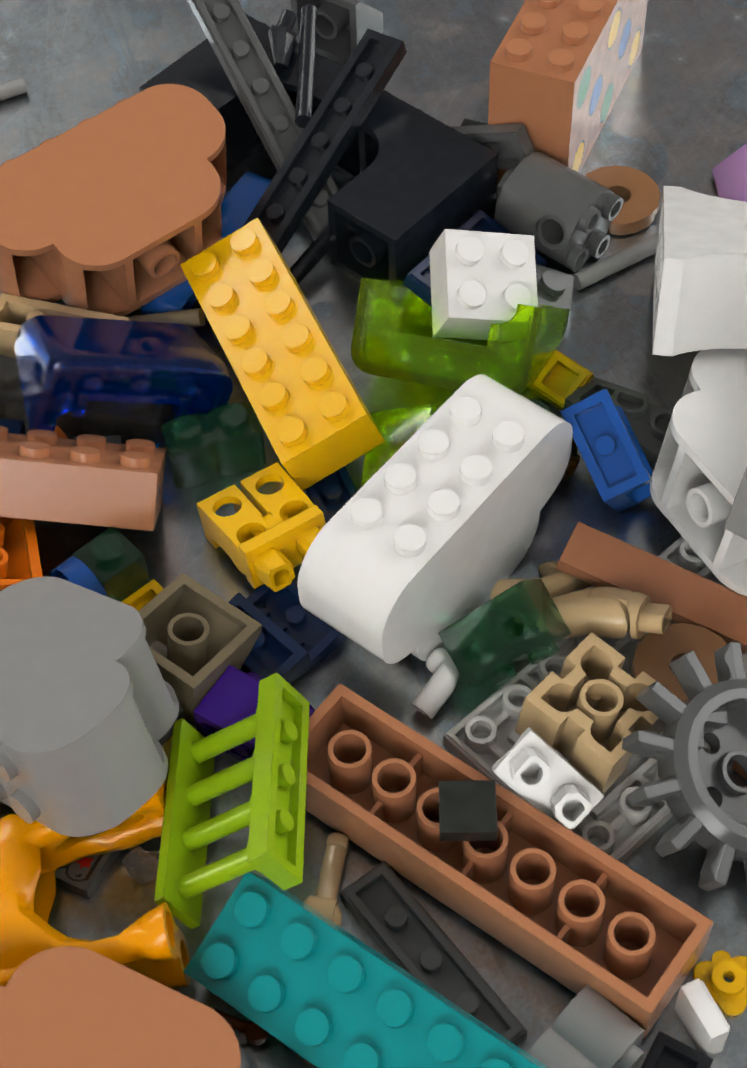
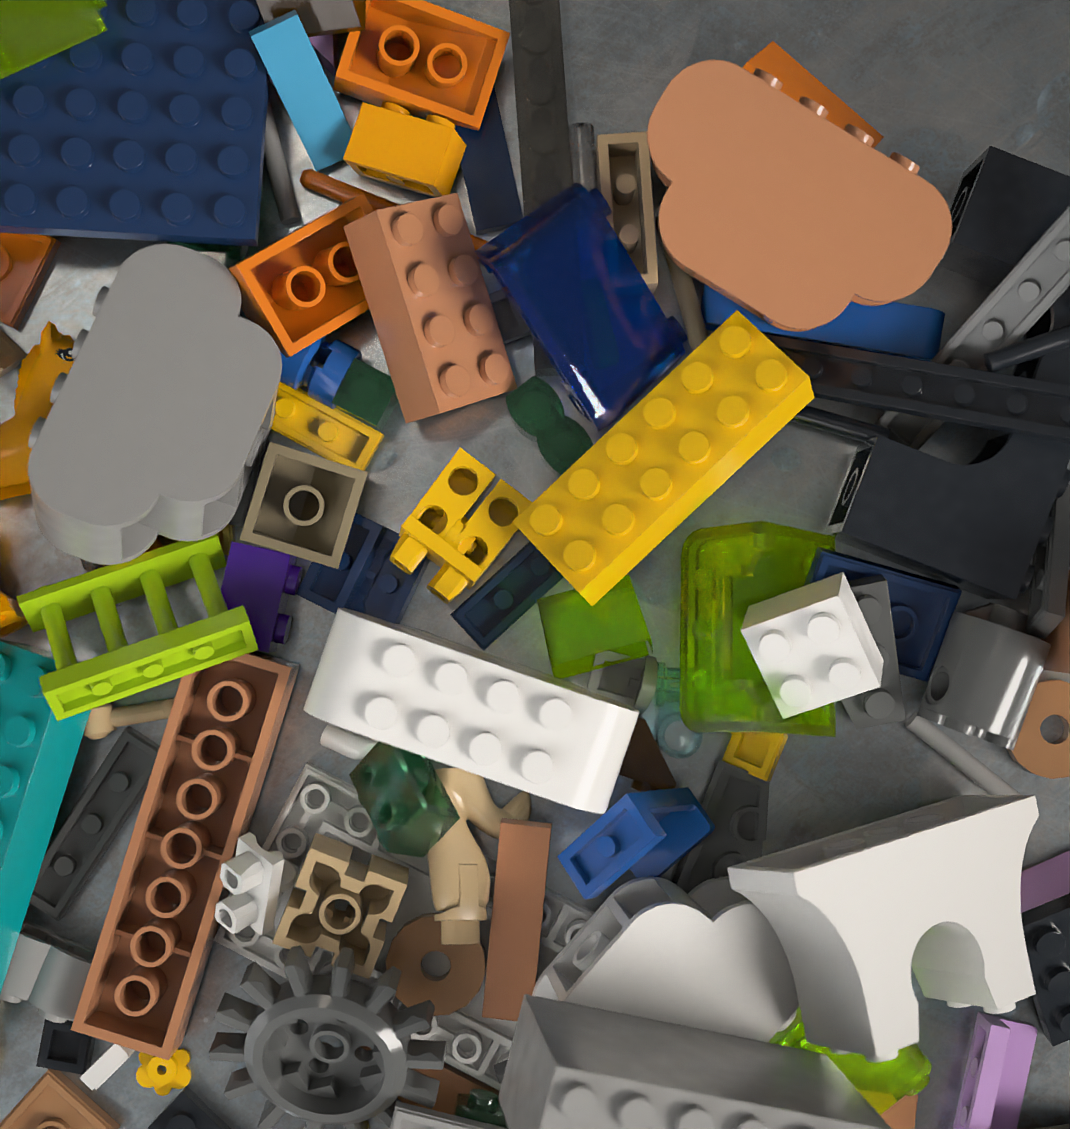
camera: 65 degrees right, 35 degrees up
(467, 810) = (193, 828): pearl dark grey tile -> none

